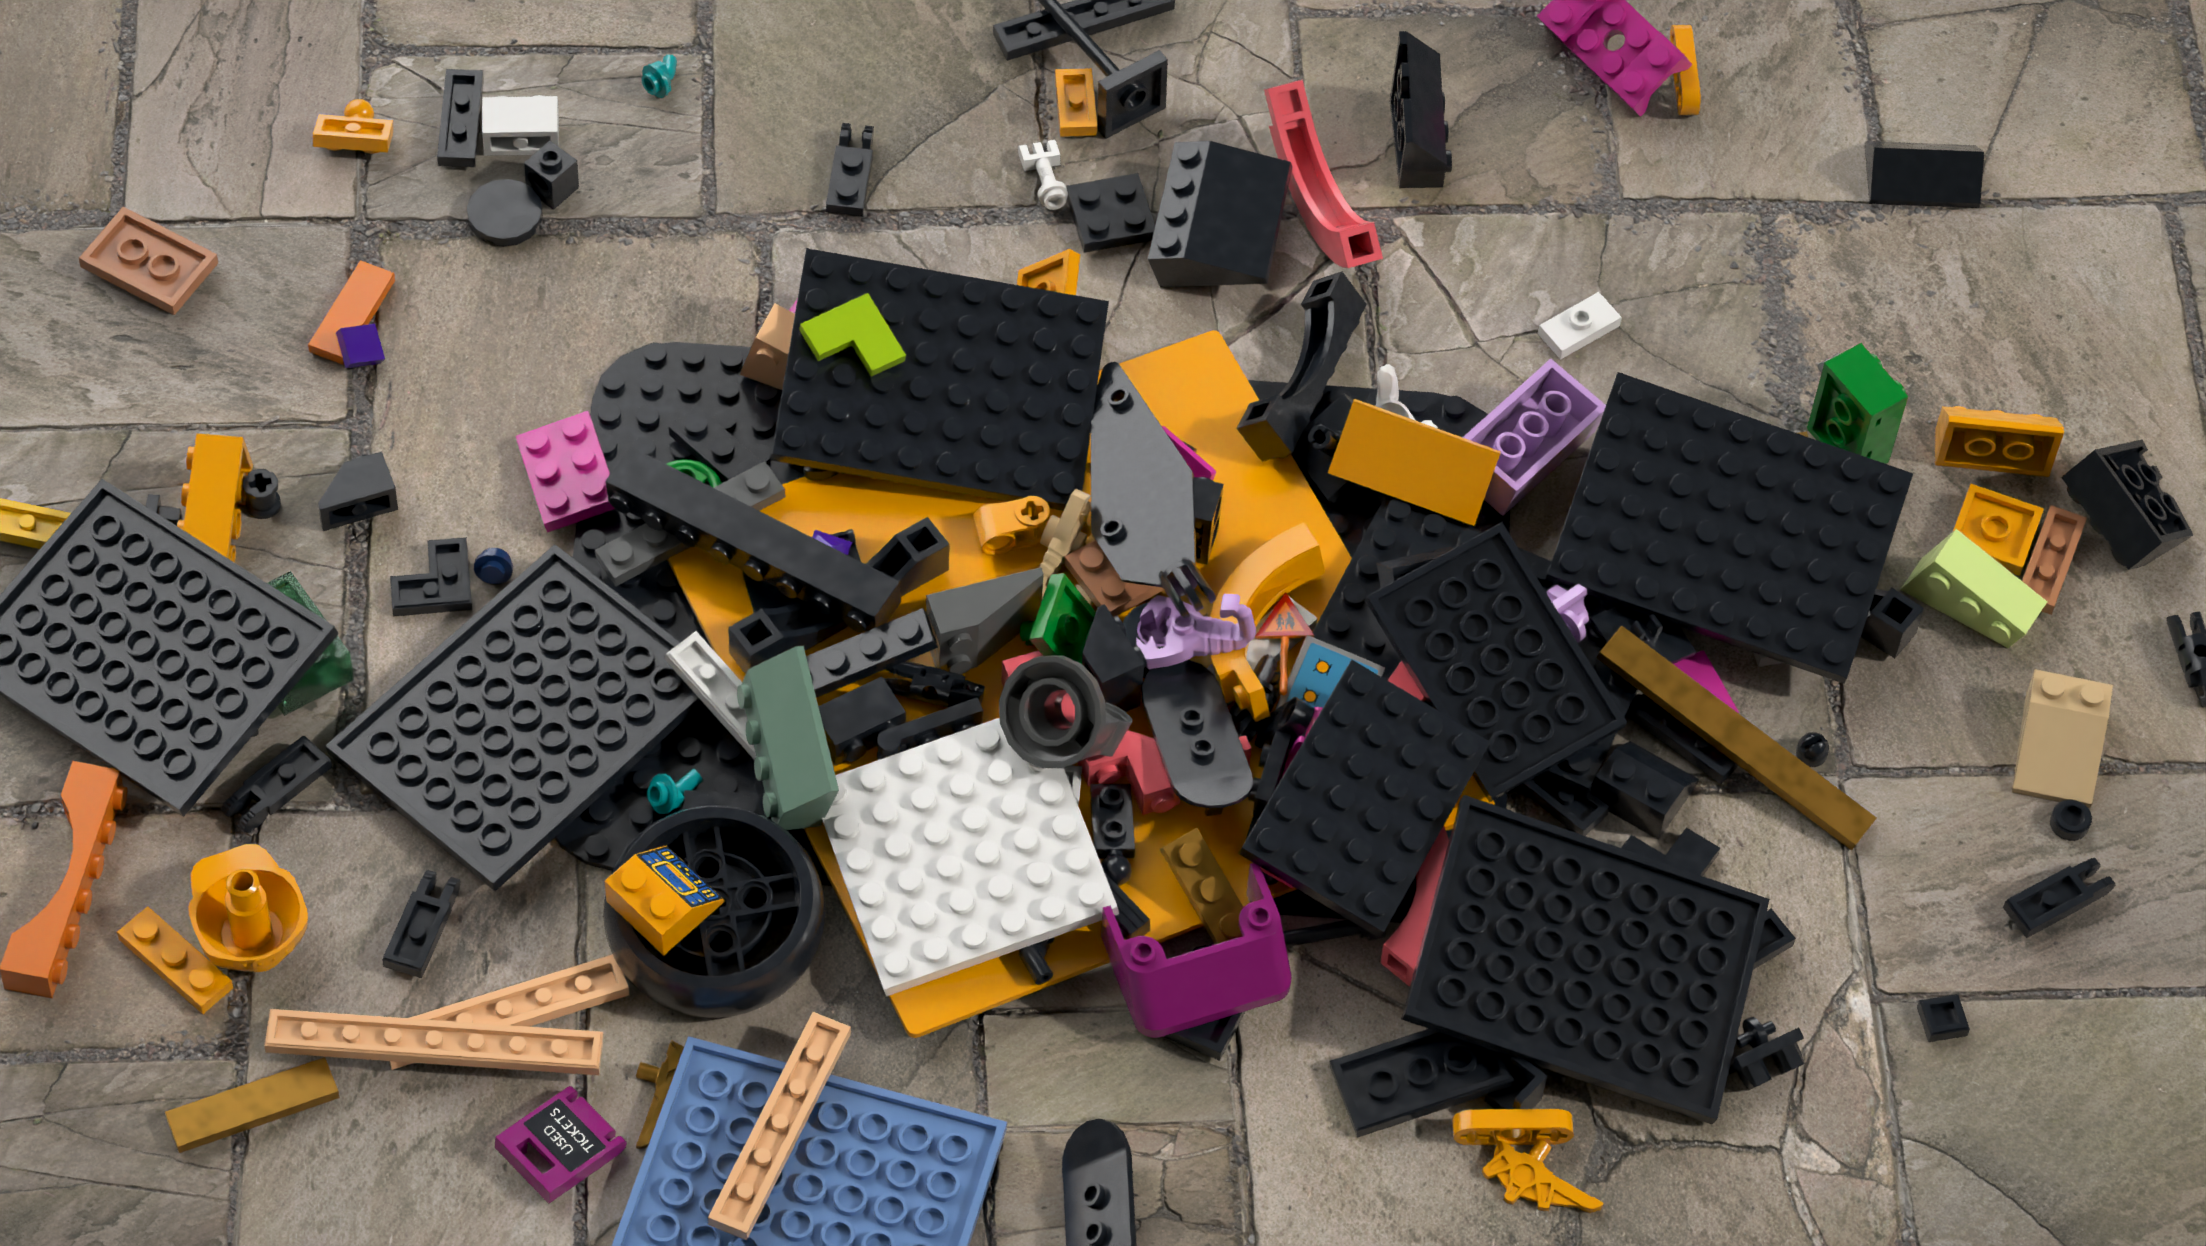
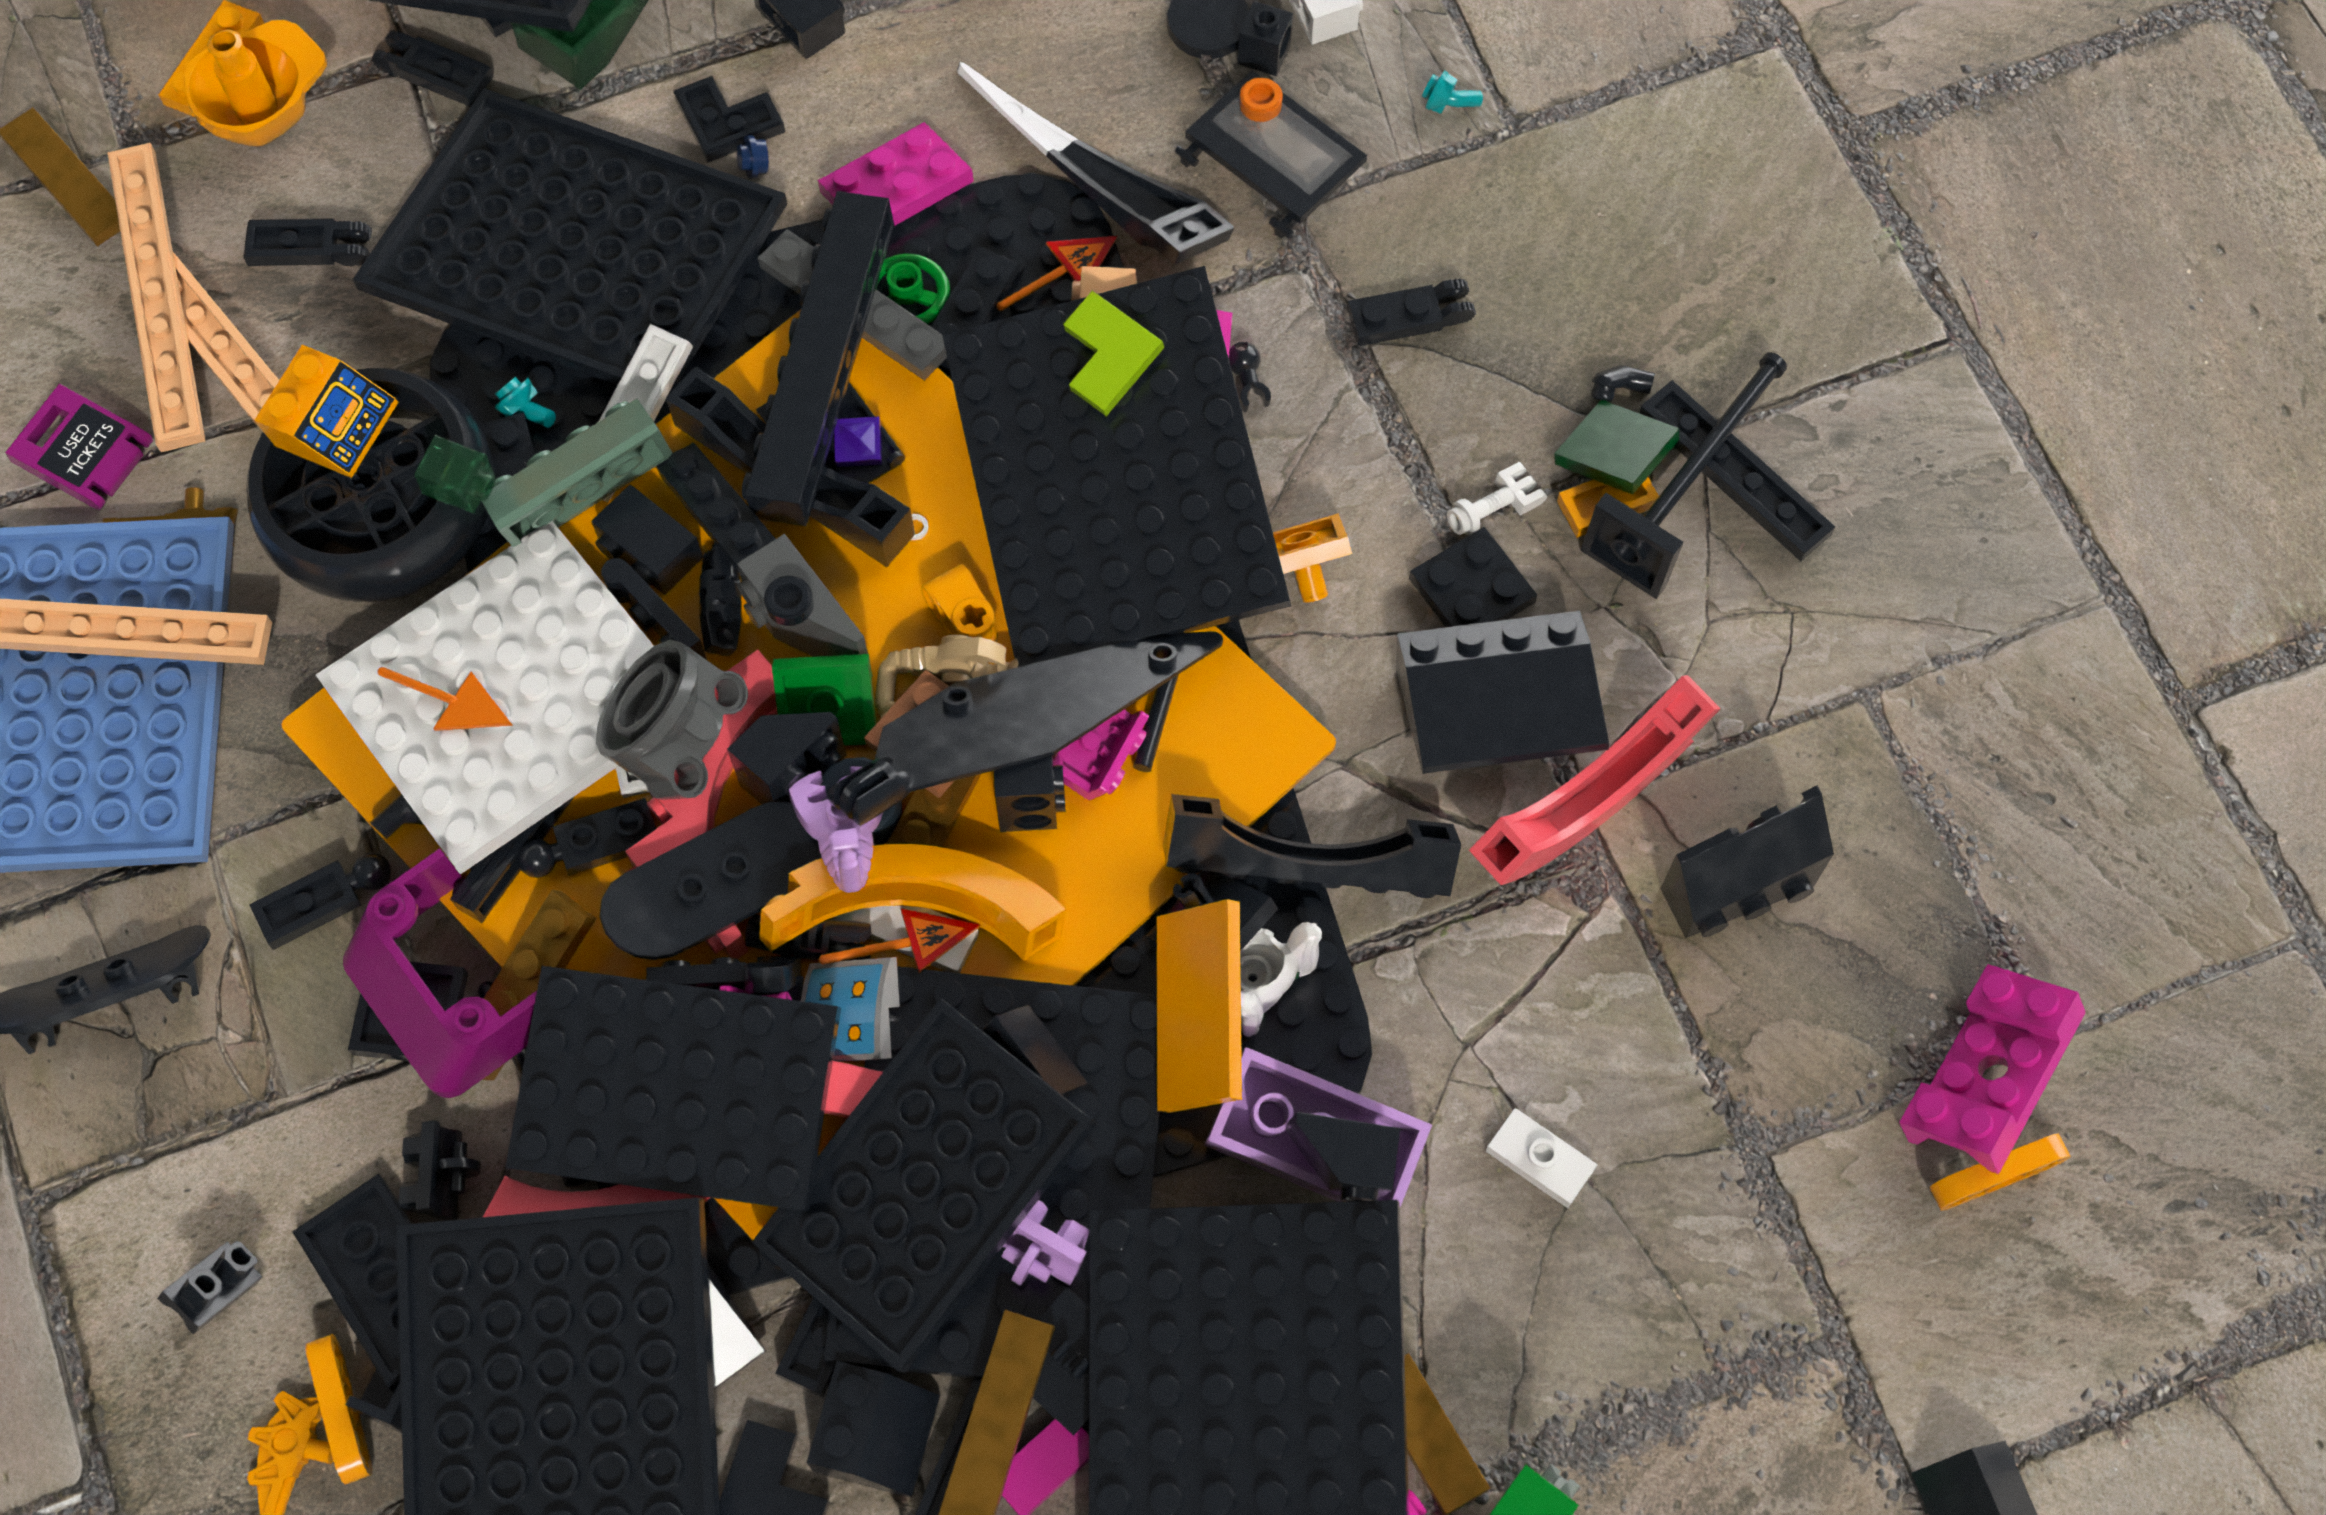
camera: 75 degrees right, 10 degrees up
(616, 193) = (1261, 99): none -> orange tile
(661, 205) = (1286, 160): none -> piece
(679, 304) = (1144, 207): none -> black plate
(707, 366) = (1072, 256): none -> piece
(770, 809) = (455, 474): none -> clear green brick
(972, 62) = (1621, 377): none -> black arm
(973, 866) = (467, 709): none -> orange piece
(992, 604) = (789, 600): none -> black tile
(1037, 78) = (1616, 446): none -> tile
(1075, 1051) = (318, 898): none -> black plate
(1361, 1022) = (441, 1171): none -> black hips
(1388, 1184) = (212, 1285): none -> black hips
(1570, 398) = (1348, 1154): none -> black slope

